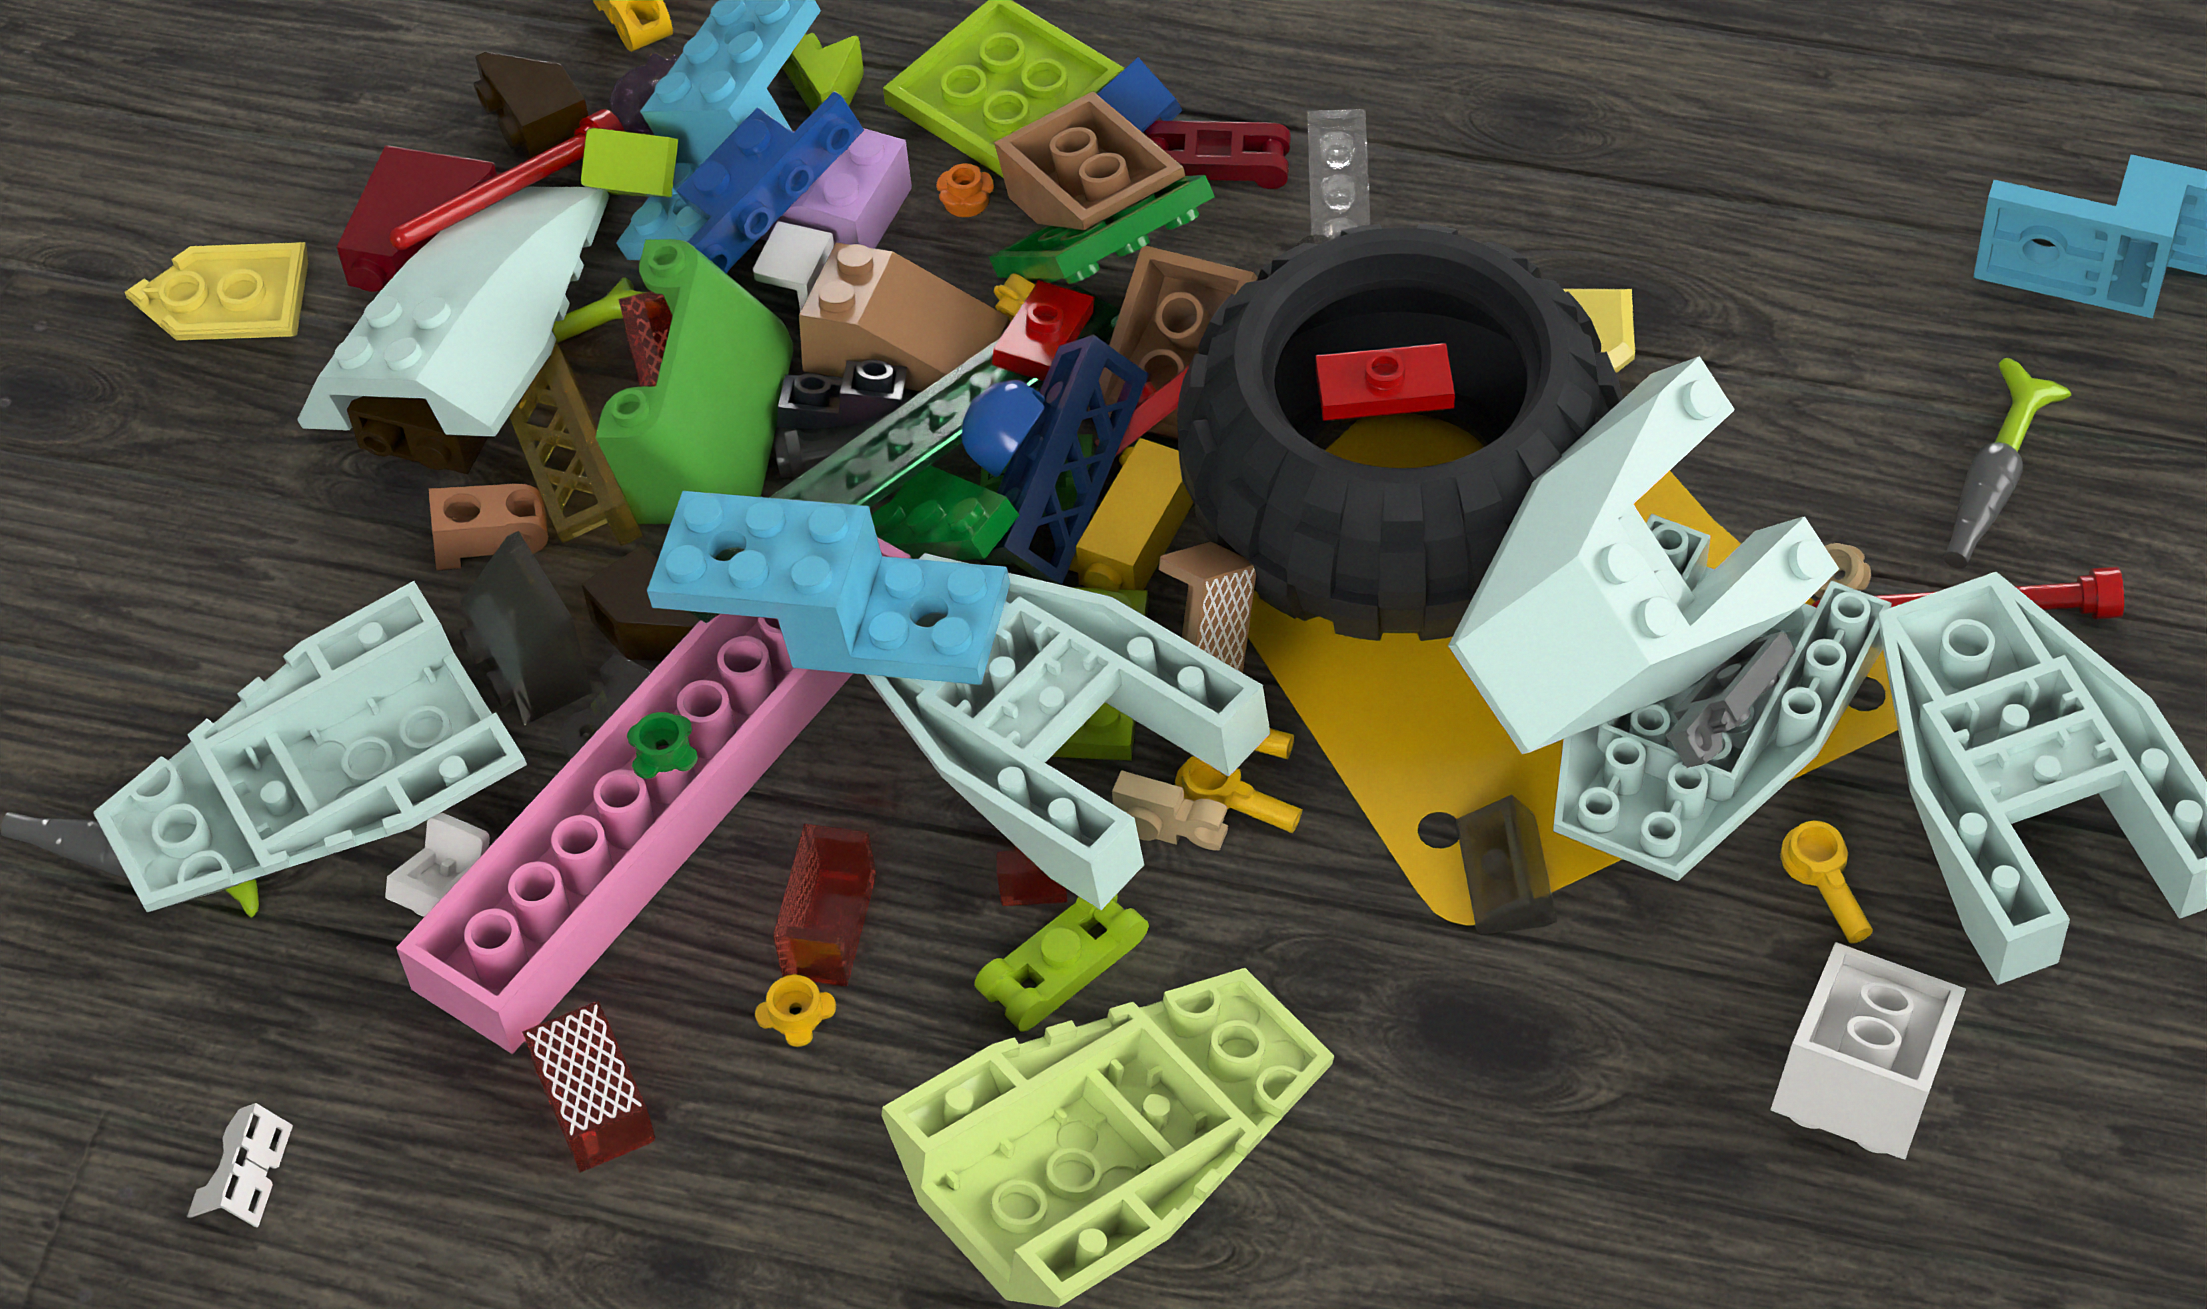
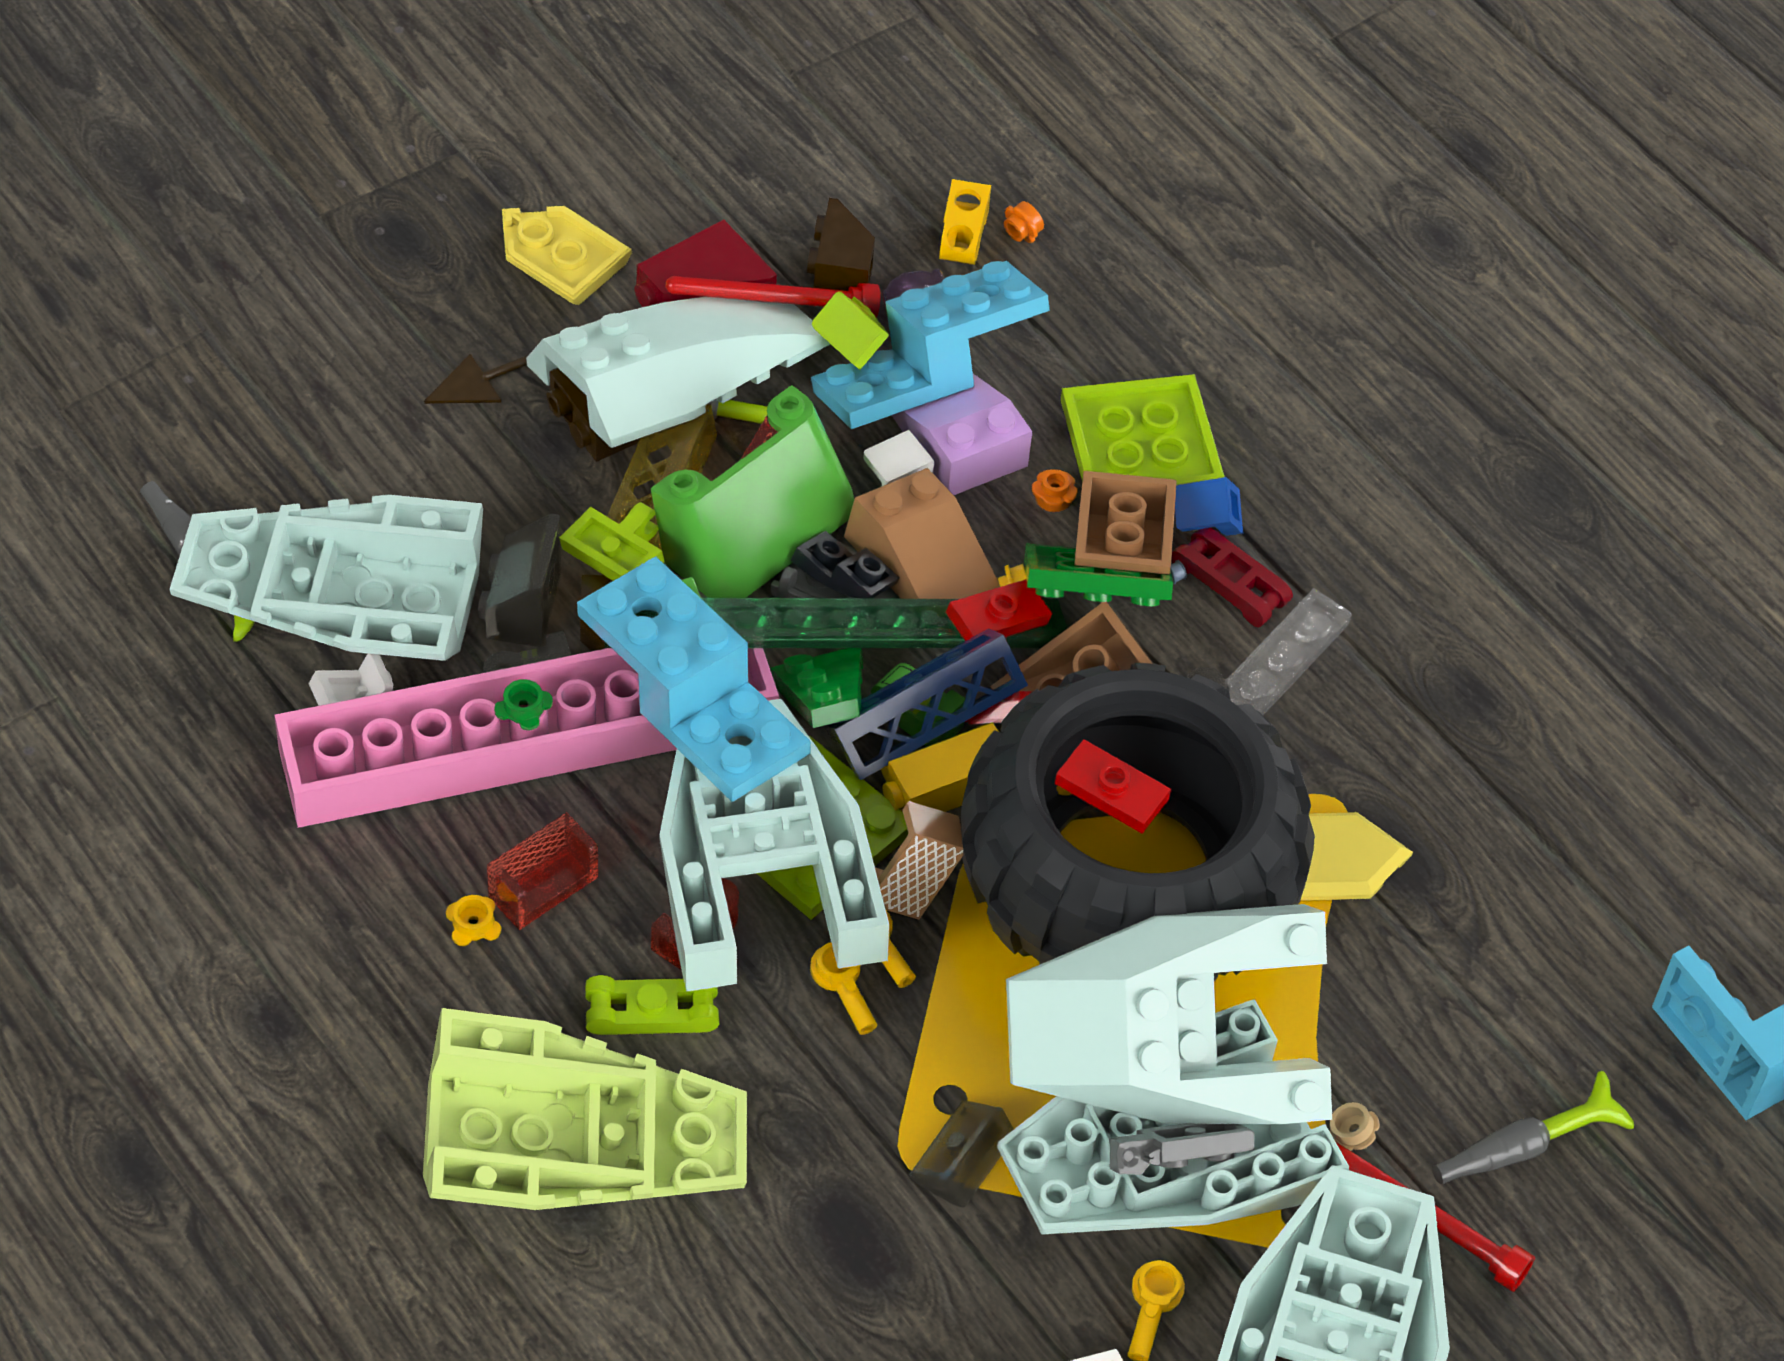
camera: 30 degrees right, 0 degrees up
(254, 1168) = (96, 789): white piece -> none
(258, 489) = (470, 384): none -> dark brown piece
(479, 518) = (565, 492): nougat leg -> none
(589, 1086) = (313, 876): clear red panel -> none
(599, 529) = (612, 546): none -> lime plate
(761, 175) = (909, 395): blue bracket -> none
(821, 71) = (1038, 356): lime slope -> none
(999, 423) = (905, 648): blue hair -> none
(1165, 813) = (786, 959): tan plate -> none

